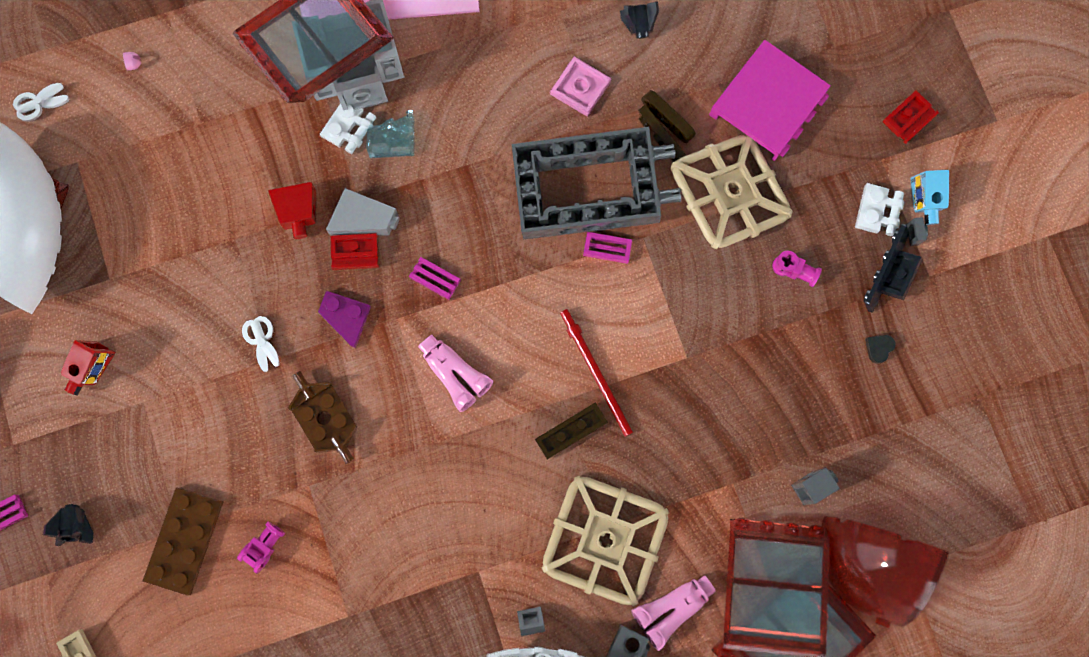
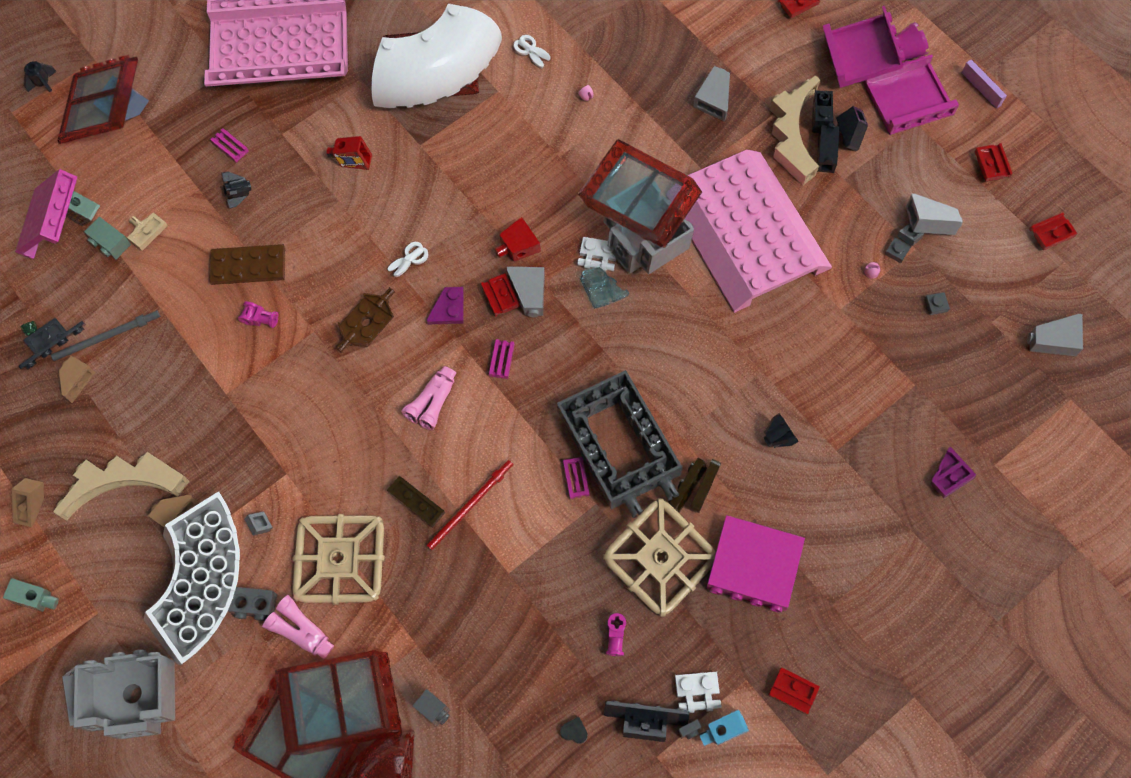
camera: 75 degrees right, 10 degrees down
(580, 86) = (703, 410): bright pink tile -> none

